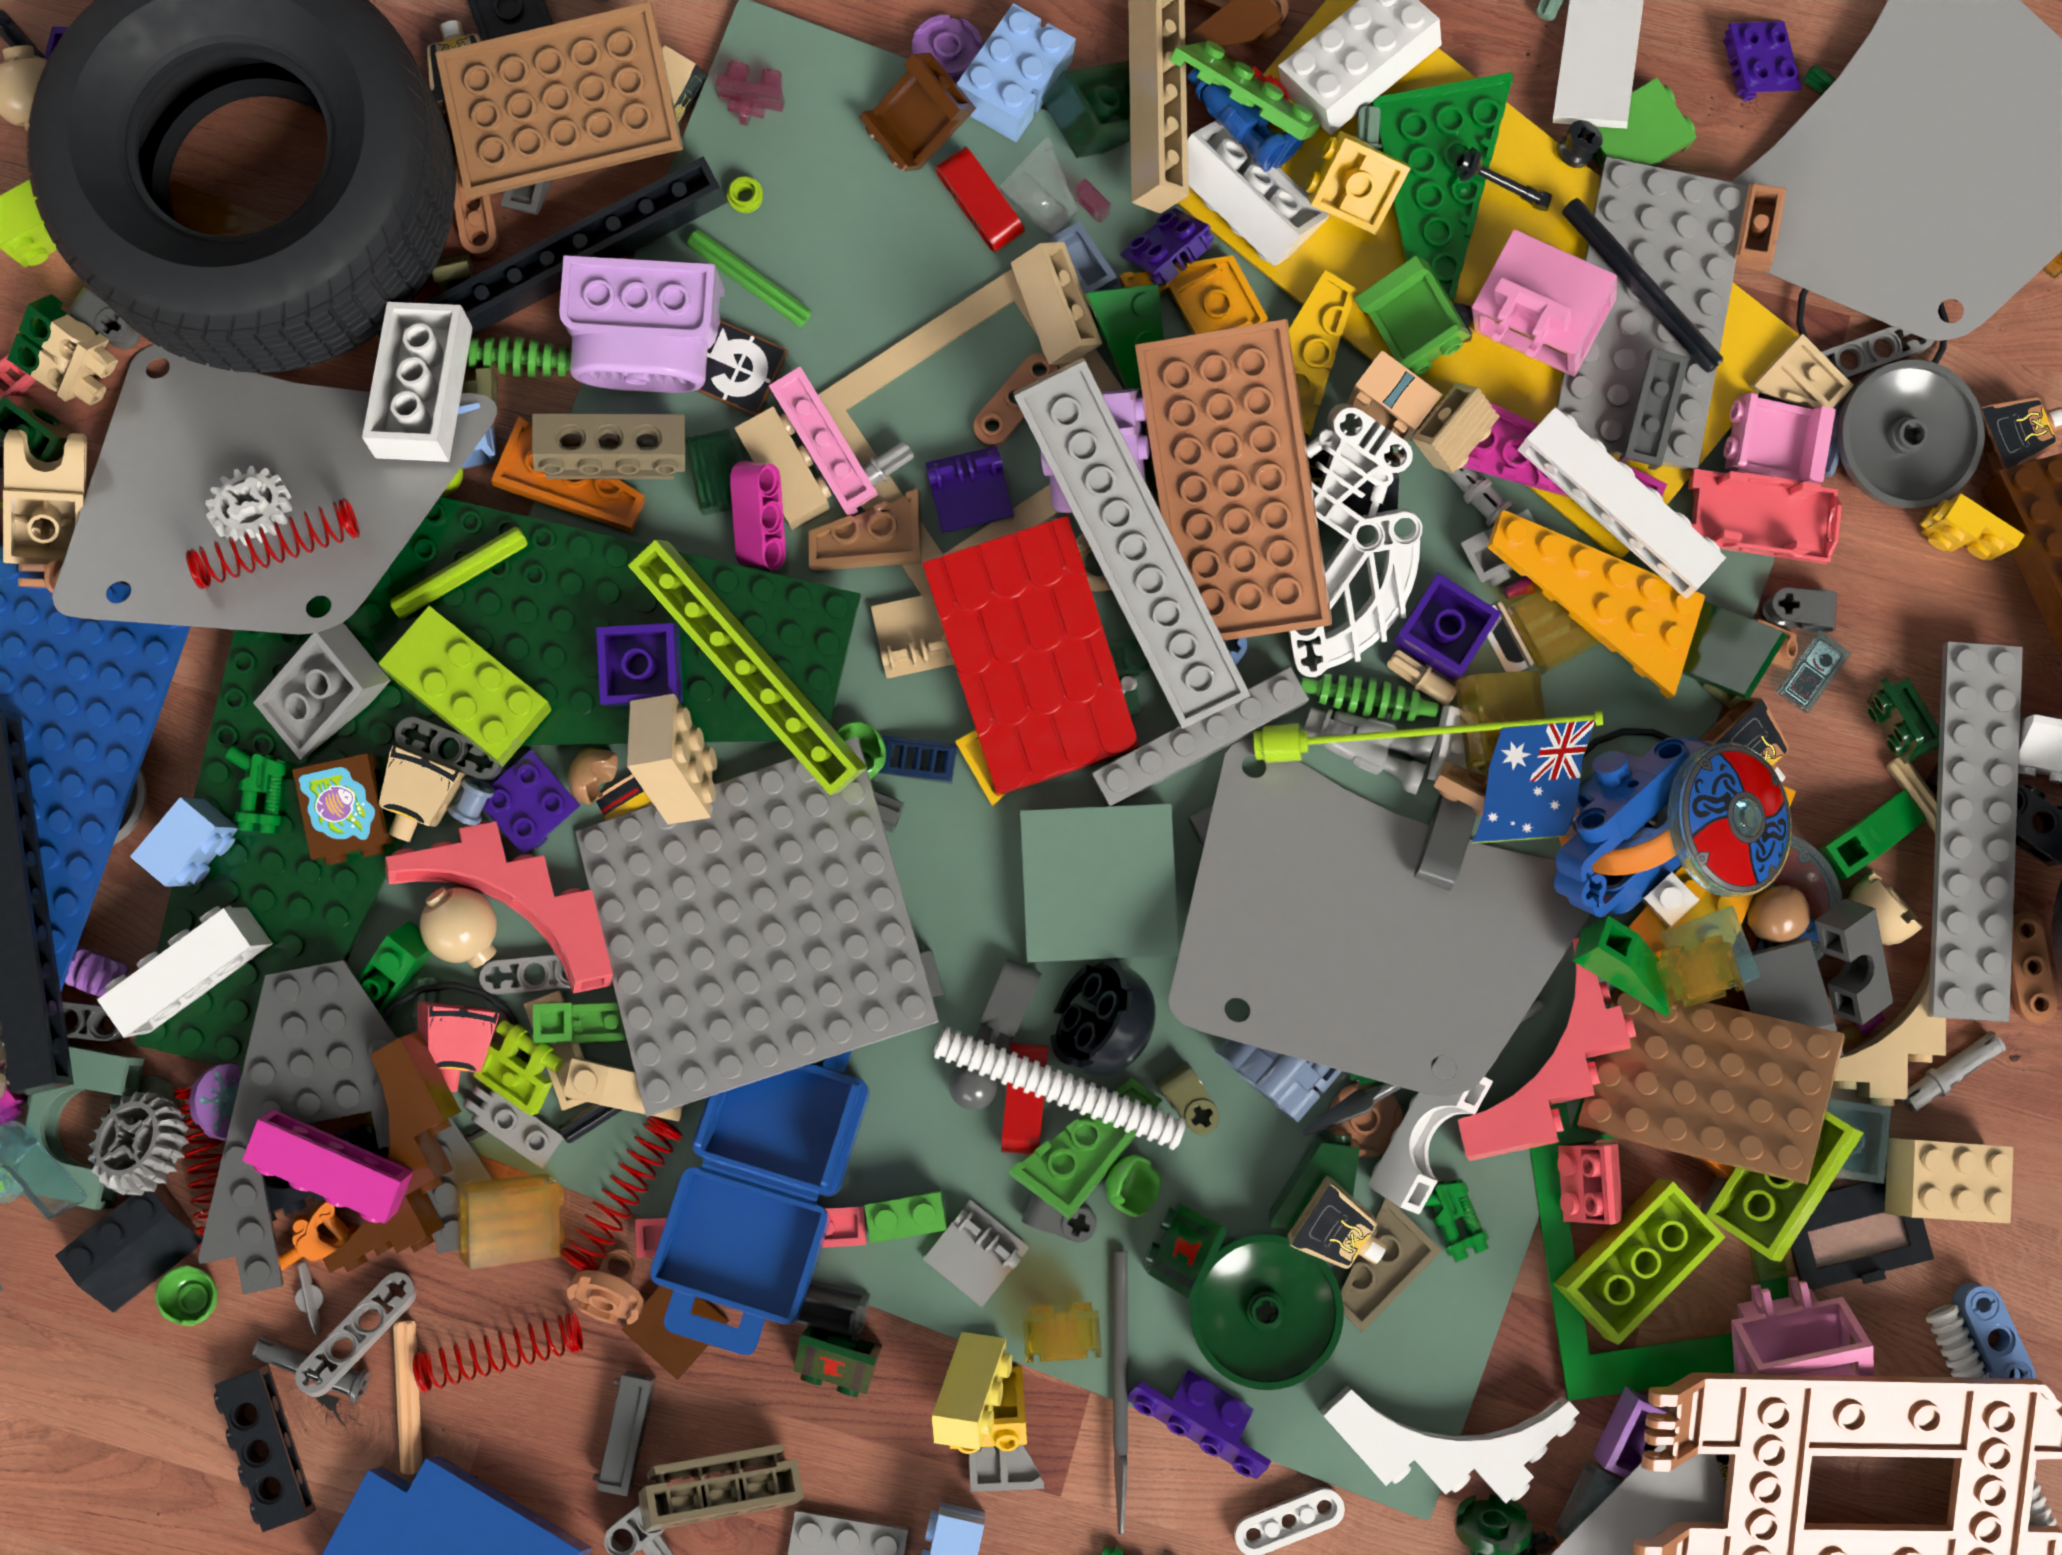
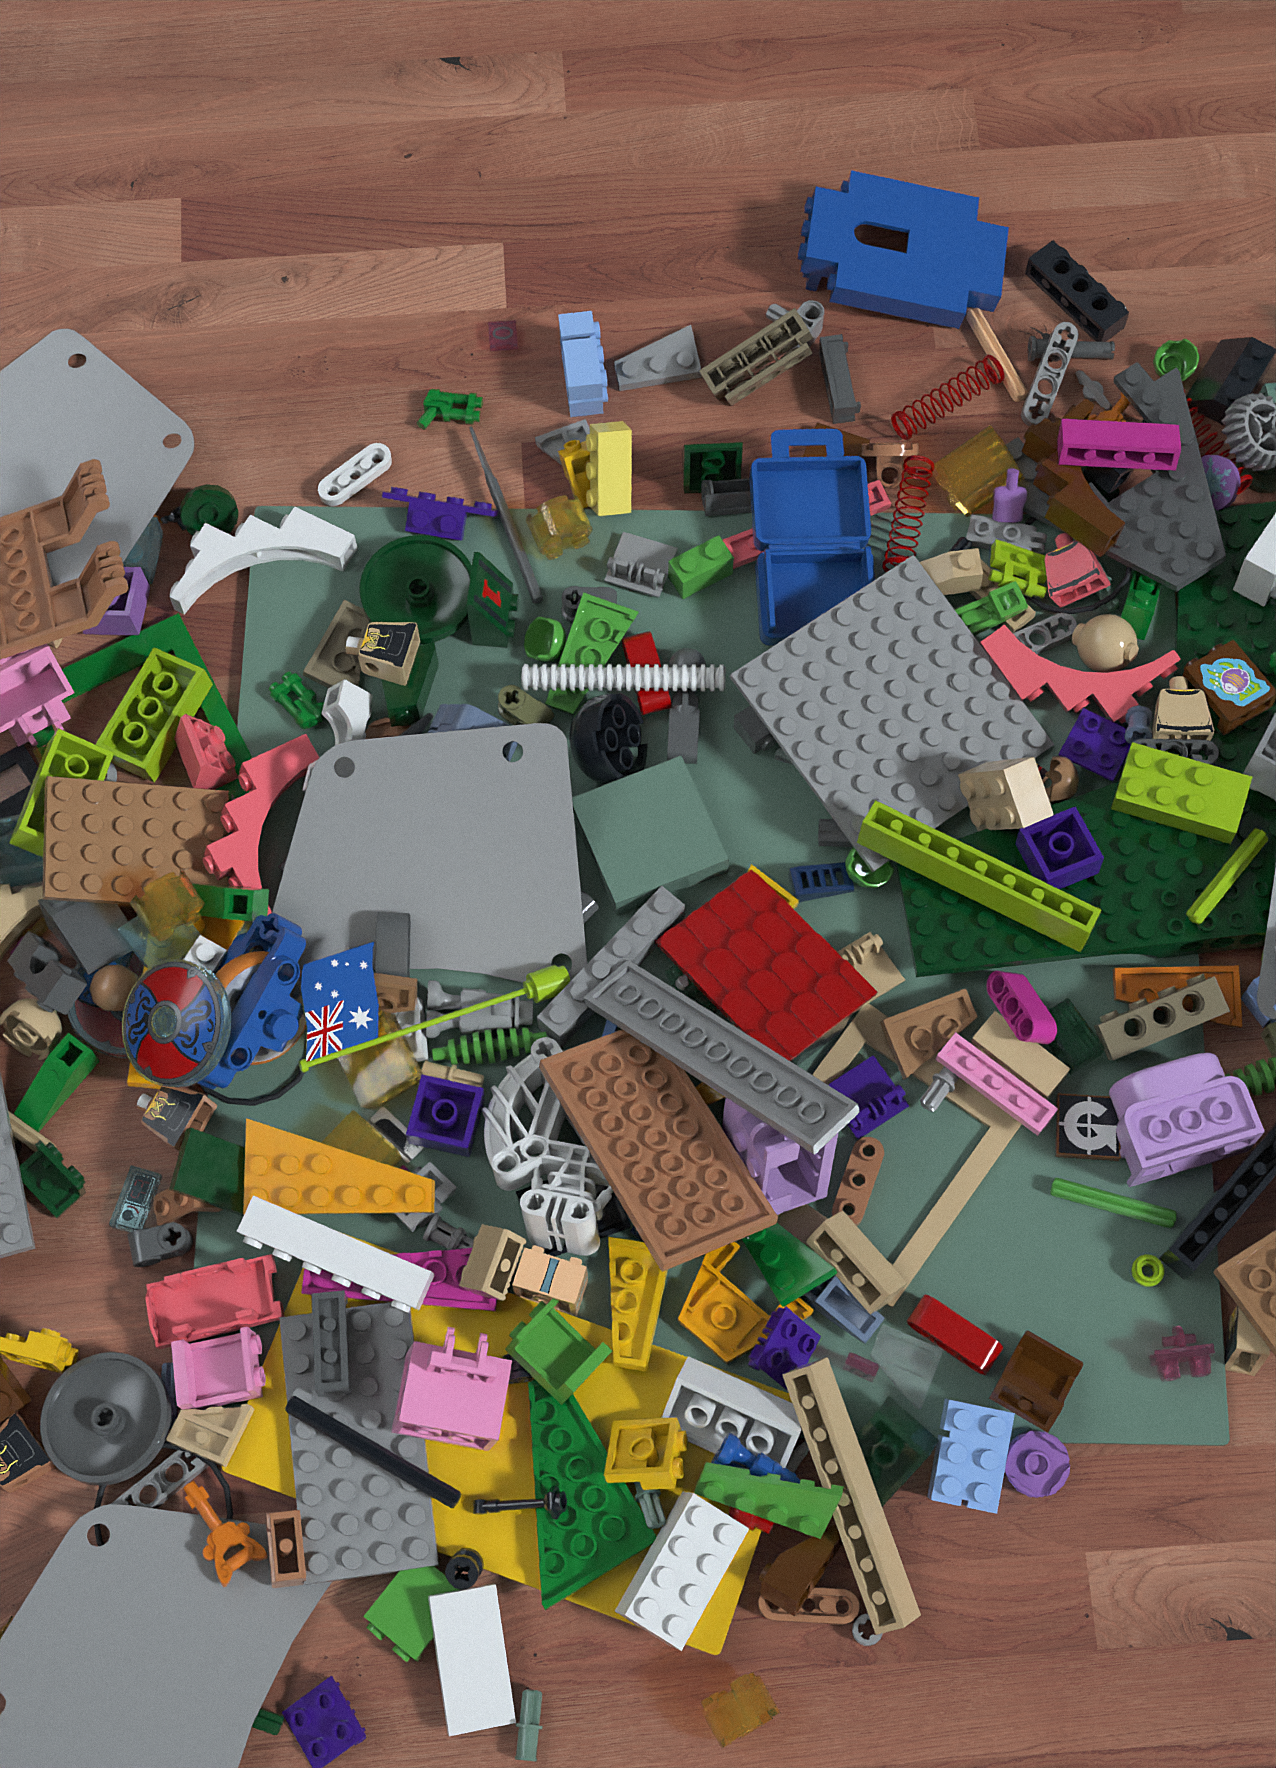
camera: 165 degrees right, 15 degrees down
(490, 1160) = (1009, 499): none -> medium lavender piece
(1819, 265) = (223, 1537): none -> orange piece

